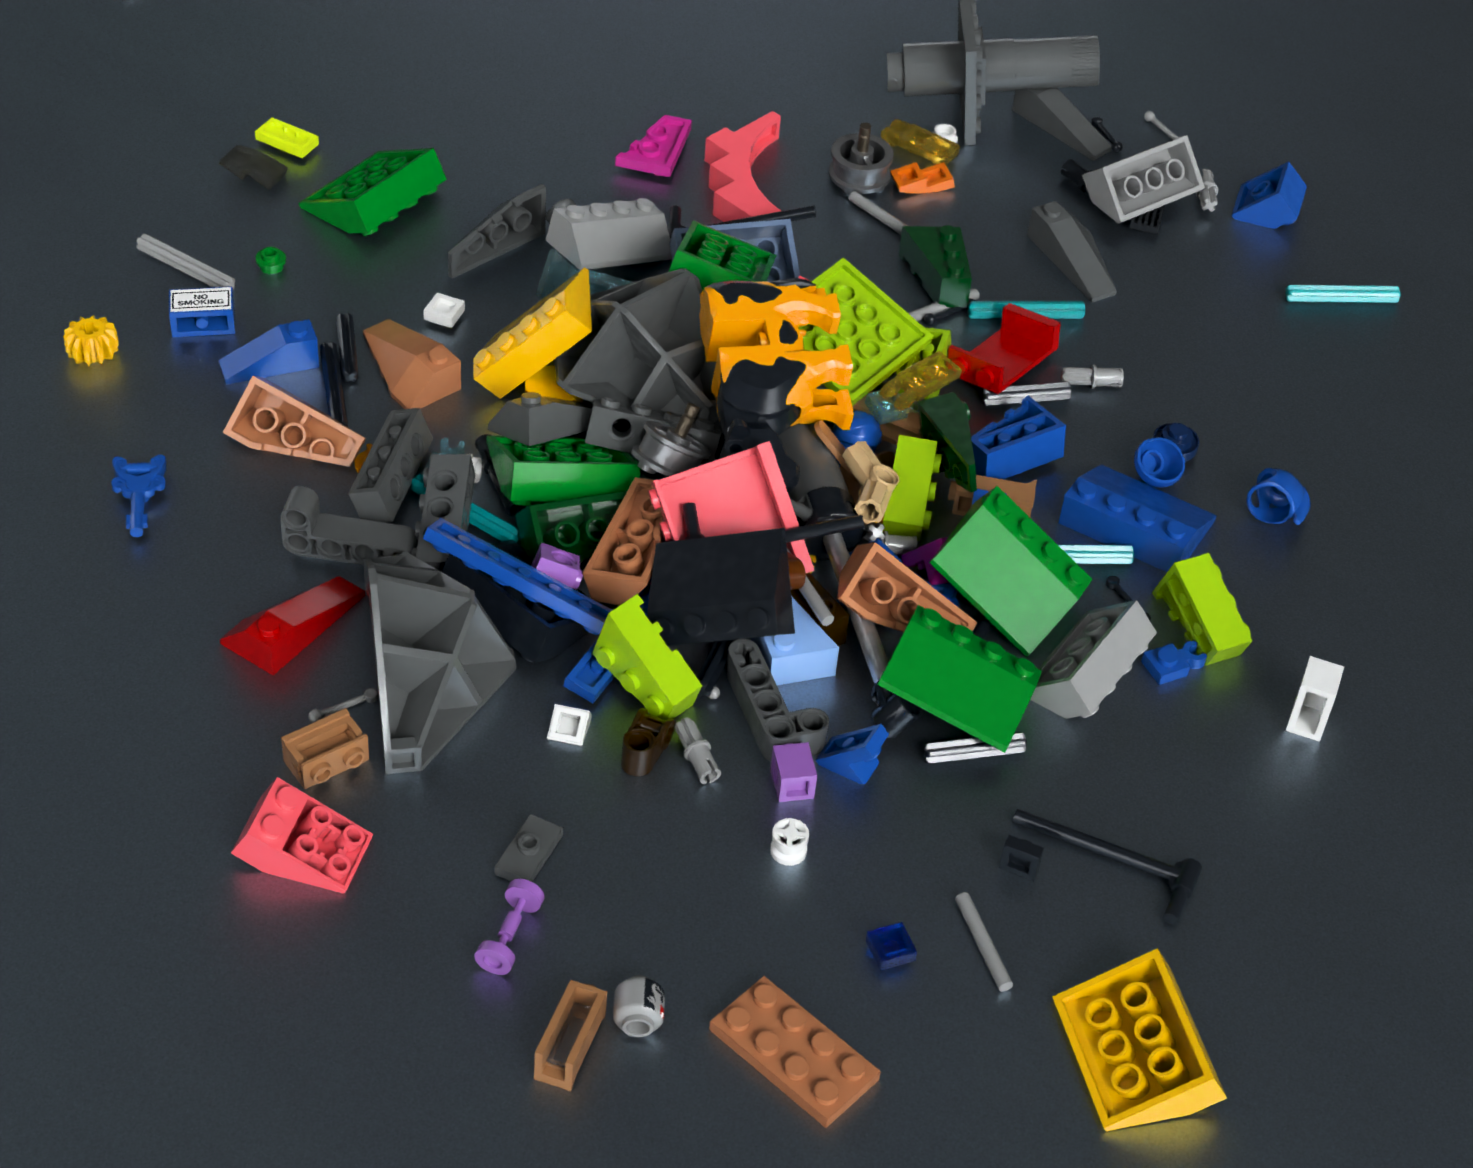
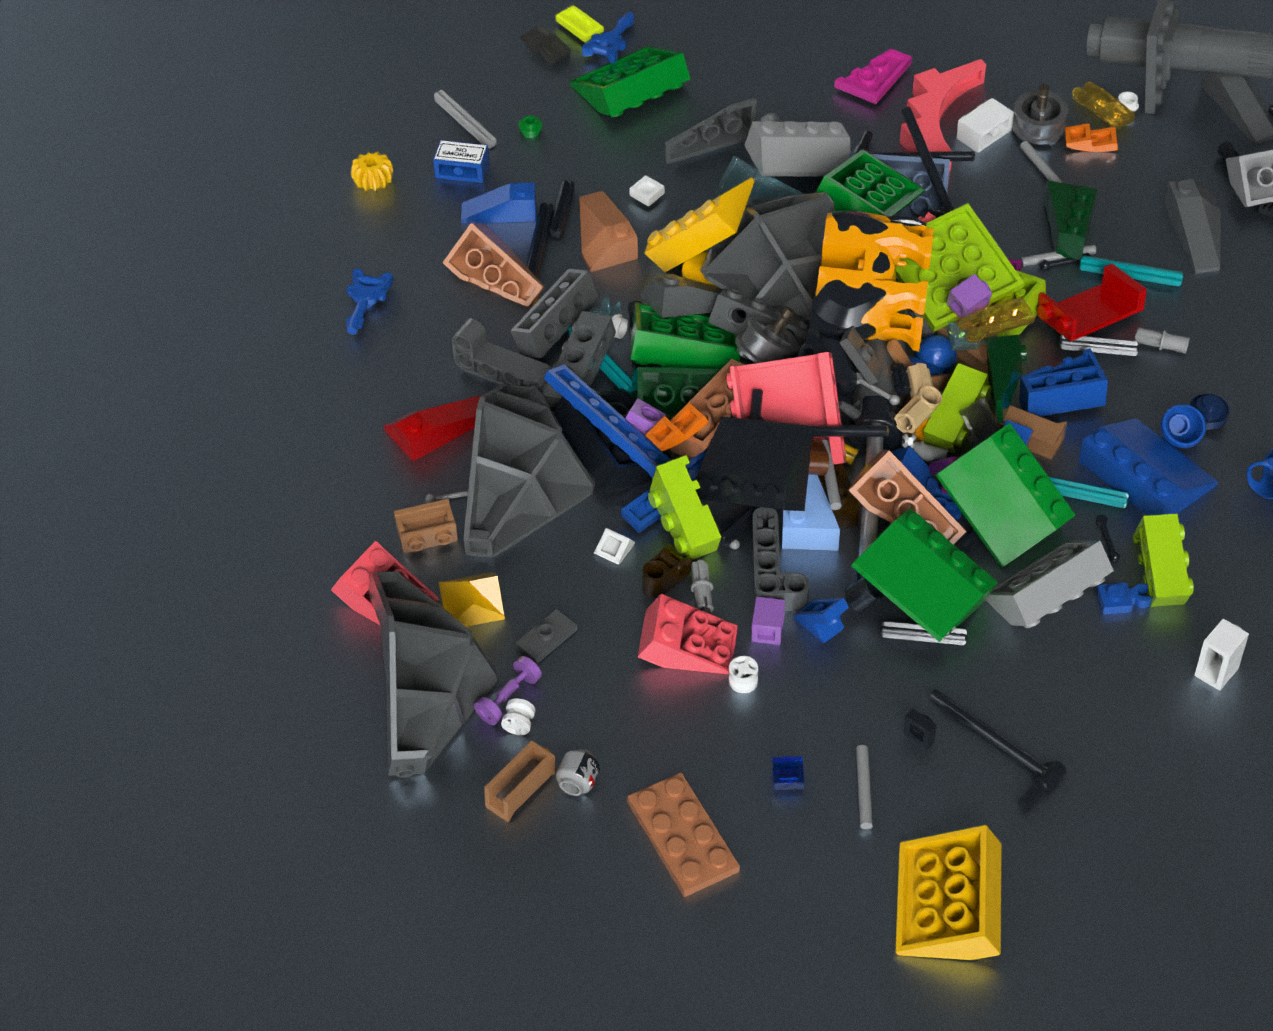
camera: 25 degrees right, 5 degrees up
(331, 153) = (610, 42): none -> blue piece
(416, 915) = (430, 672): none -> dark grey panel
(418, 826) = (473, 598): none -> yellow slope
(536, 955) = (518, 716): none -> white wheel
(605, 569) = (683, 426): none -> orange slope
(702, 813) = (686, 637): none -> coral slope
(768, 225) = (928, 163): none -> black bar
(796, 442) = (861, 355): none -> dark grey plate
(802, 180) = (984, 125): none -> white brick
(843, 464) = (900, 379): none -> black piece
(845, 487) = (893, 399): none -> light grey hinge
(883, 360) = (969, 297): none -> medium lavender brick
(946, 499) = (979, 421): none -> clear smoke slope

